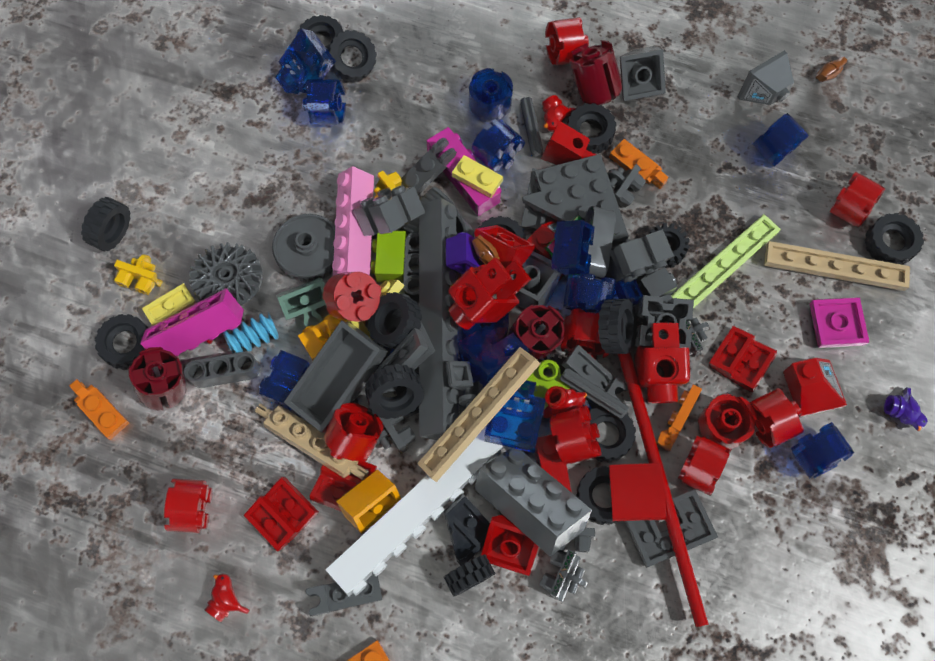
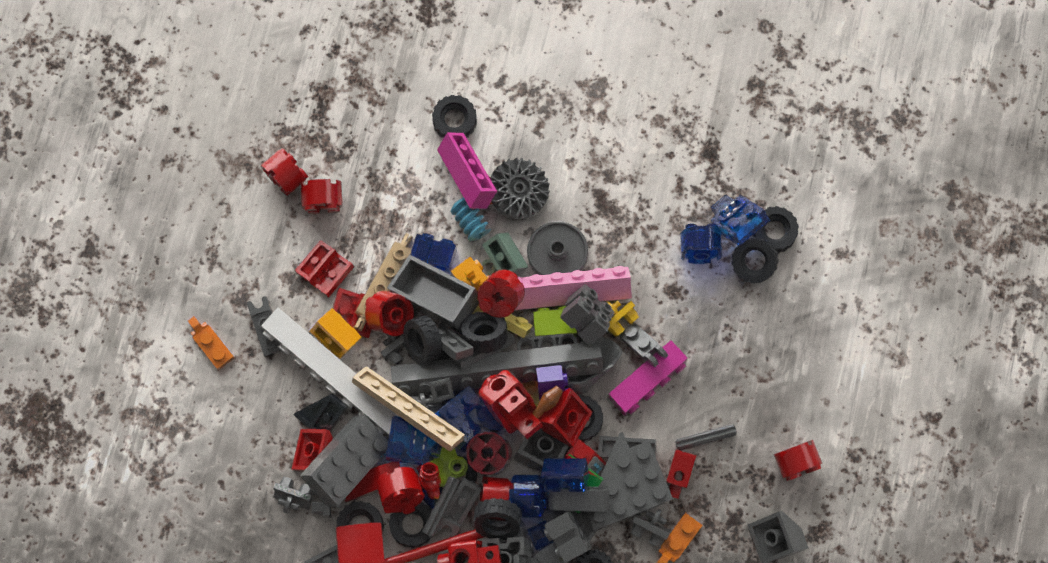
camera: 85 degrees right, 5 degrees up
(99, 409) = (396, 110): orange hinge -> none
(105, 224) = (554, 80): black tyre -> none
(137, 270) = (515, 106): yellow hips -> none
(145, 551) = (284, 172): none -> red brick
(151, 389) = (427, 144): dark red cylinder -> none
(169, 304) = (489, 147): light yellow plate -> none
(212, 365) = (433, 192): dark grey beam -> none
(223, 599) = (255, 236): red animal -> none
(469, 575) = (285, 419): black tyre -> none
(477, 176) = (636, 389): light yellow plate -> none
(490, 94) = (724, 404): clear blue brick -> none
(497, 145) = (672, 405): clear blue brick -> none
(554, 112) = (721, 457): red animal -> none
(596, 73) = (760, 481): dark red cylinder -> none
(599, 114) = (720, 481): black tyre -> none

